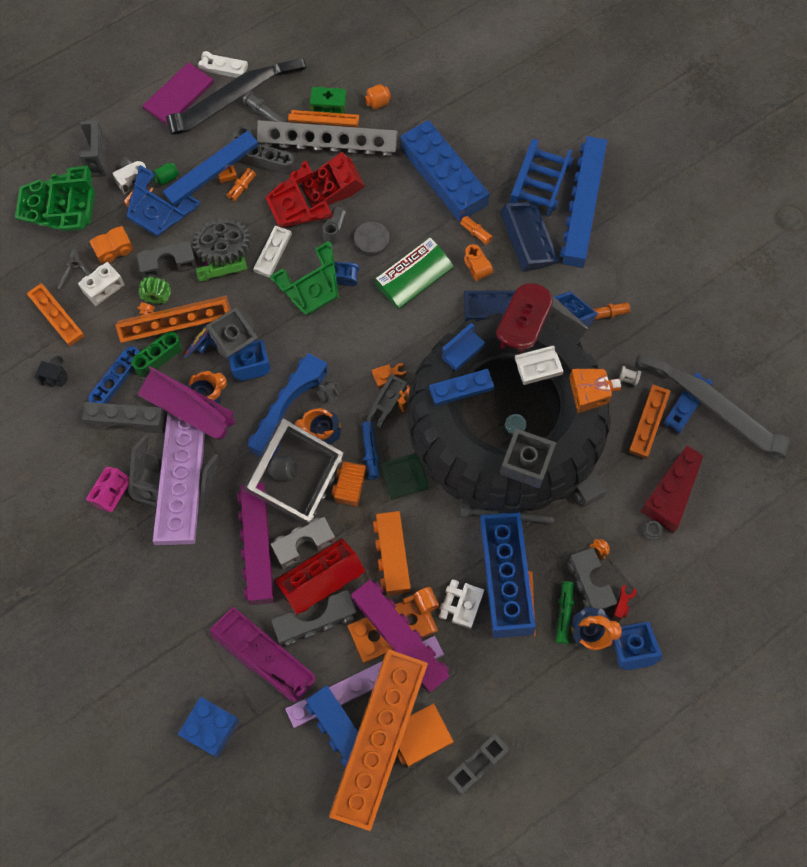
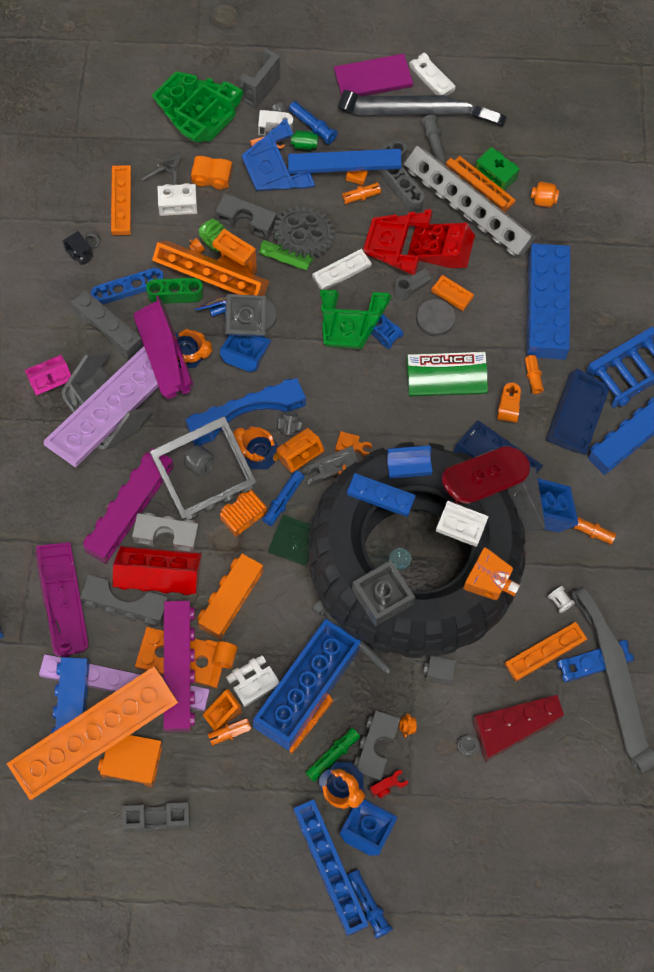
camera: 35 degrees right, 0 degrees up
(157, 156) = (319, 126): none -> blue pin
(184, 290) = (236, 252): none -> orange panel
(354, 405) = (299, 450): none -> orange brick
(369, 212) = (452, 293): none -> orange plate
(458, 644) = (222, 710): none -> orange slope
(476, 655) = (229, 731): none -> orange axle
(636, 697) = (330, 868): none -> blue brick
(657, 690) = (371, 915): none -> blue pin

